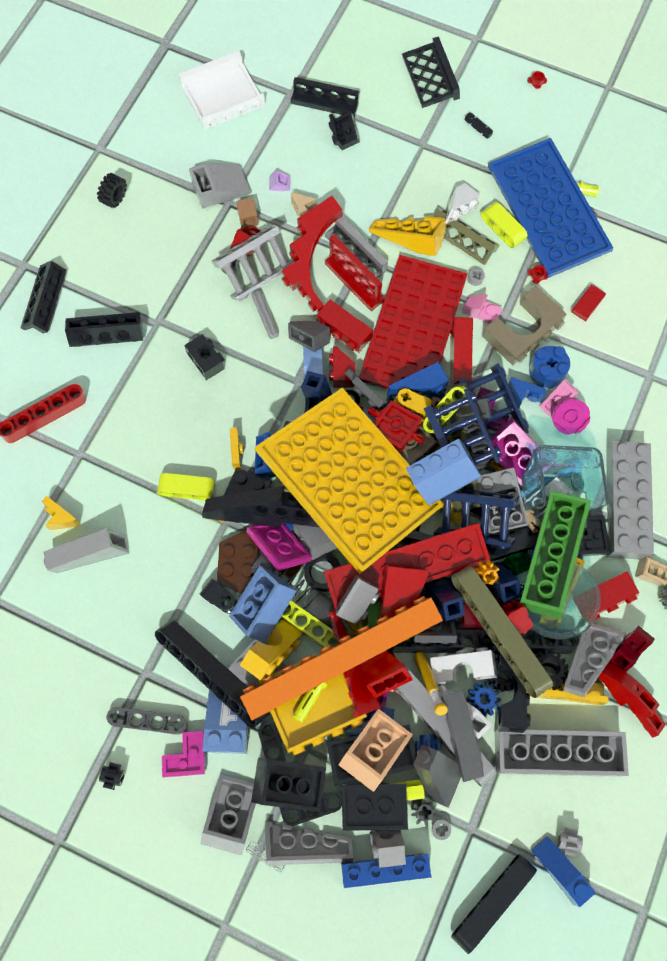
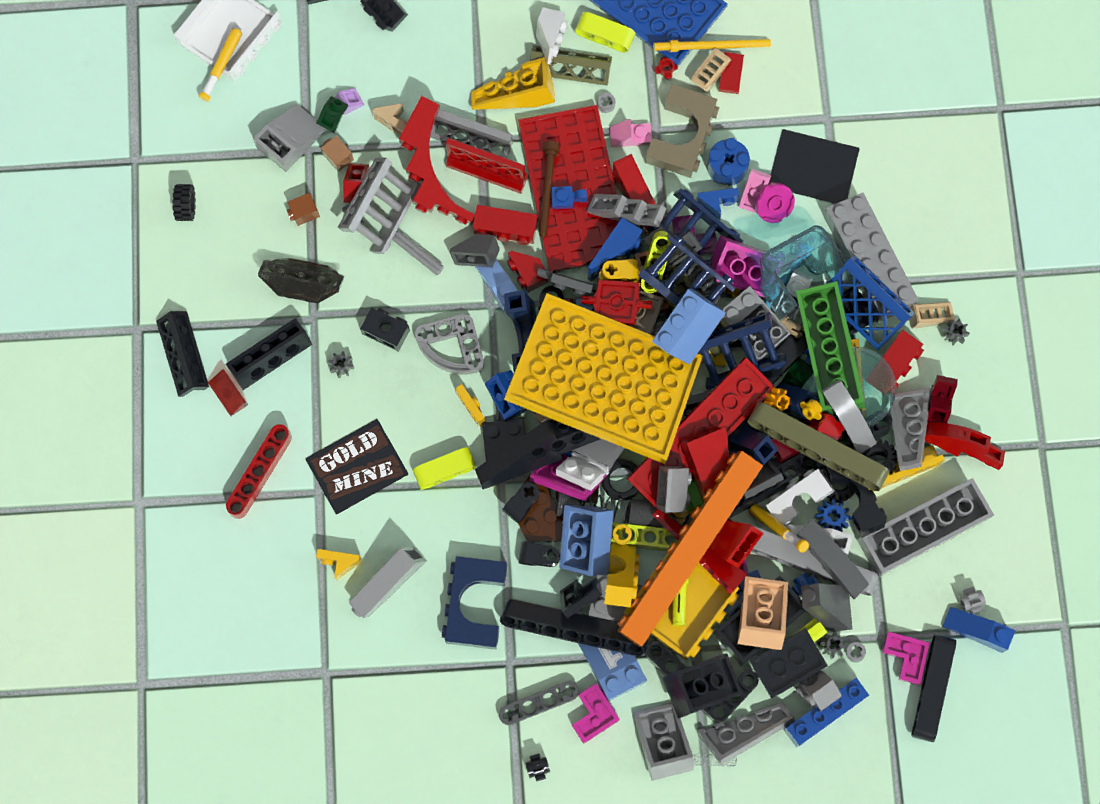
camera: 25 degrees left, 5 degrees up
(58, 344) = (227, 393): none -> clear red slope
(120, 450) = (356, 466): none -> sticker
(150, 580) = (465, 574): none -> dark blue arch
(157, 362) = (341, 358): none -> dark grey gear
(161, 286) = (300, 279): none -> clear smoke wedge
(197, 239) = (302, 209): none -> dark orange brick
(208, 105) = (221, 62): none -> yellow piece
(227, 545) = (519, 505): none -> black piece
(228, 648) = (576, 597): none -> black plate
(259, 182) = (332, 114): none -> dark green bracket
(259, 387) = (455, 331): none -> light grey beam
(288, 616) = (627, 531): none -> yellow bush
(291, 546) = (582, 471): none -> white plate
(402, 328) = (564, 197): none -> blue plate
(411, 288) = (551, 150): none -> reddish brown piece
(450, 361) = (633, 210): none -> light grey slope
(491, 862) = (913, 653): none -> dark pink plate
(512, 596) = (811, 409): none -> yellow plate
(542, 619) = (849, 416): none -> light grey slope
(554, 258) = (675, 45): none -> yellow bar
(576, 296) = (705, 65): none -> tan slope
(620, 406) = (814, 166): none -> black sticker
(624, 530) = (881, 292): none -> blue fence

